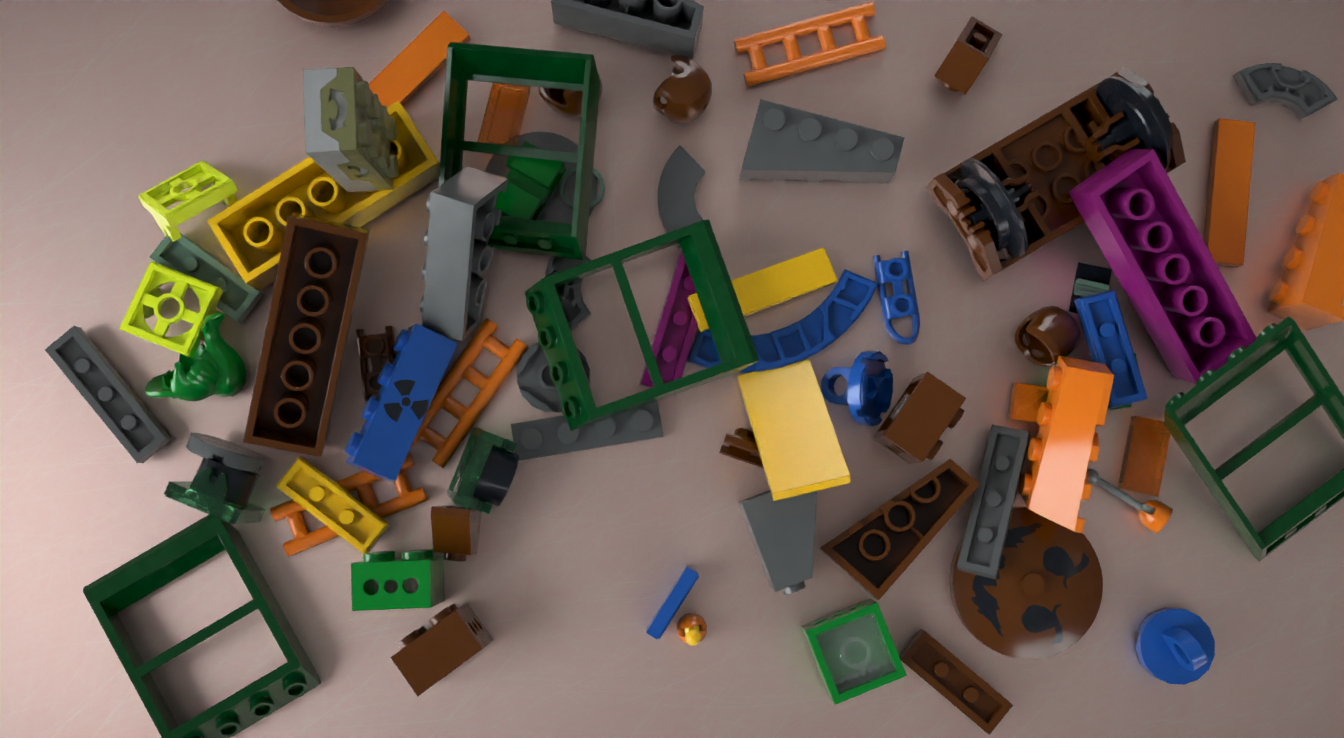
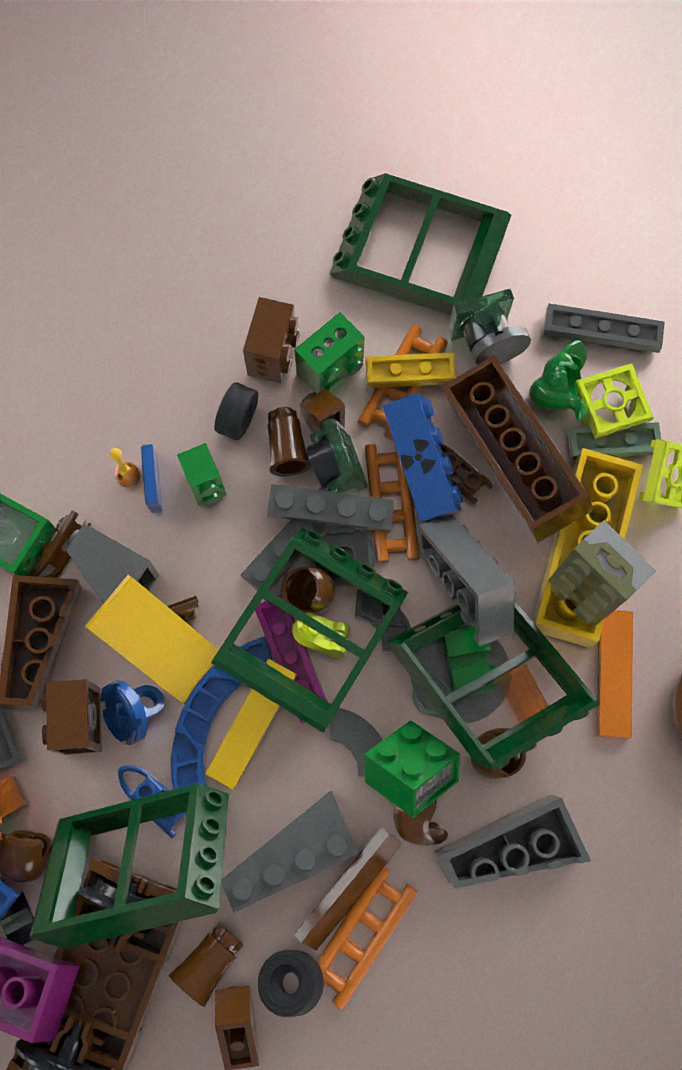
camera: 140 degrees right, 10 degrees down
(514, 530) = (286, 443): none -> reddish brown plant
(529, 427) = (330, 508): none -> dark grey plate
(537, 600) = (236, 411): none -> black tyre
(623, 369) = (308, 589): none -> reddish brown helmet
(623, 558) = (202, 475): none -> green brick
(652, 322) = (311, 639): none -> neon yellow plate
(656, 129) = (411, 768): none -> green piece
(790, 84) = (348, 889): none -> reddish brown tile
(821, 601) = (52, 552): none -> reddish brown piece
(903, 183) = (198, 875): none -> dark green window
(919, 50) = (271, 983): none -> black tyre
(957, 121) = (207, 964): none -> reddish brown plant

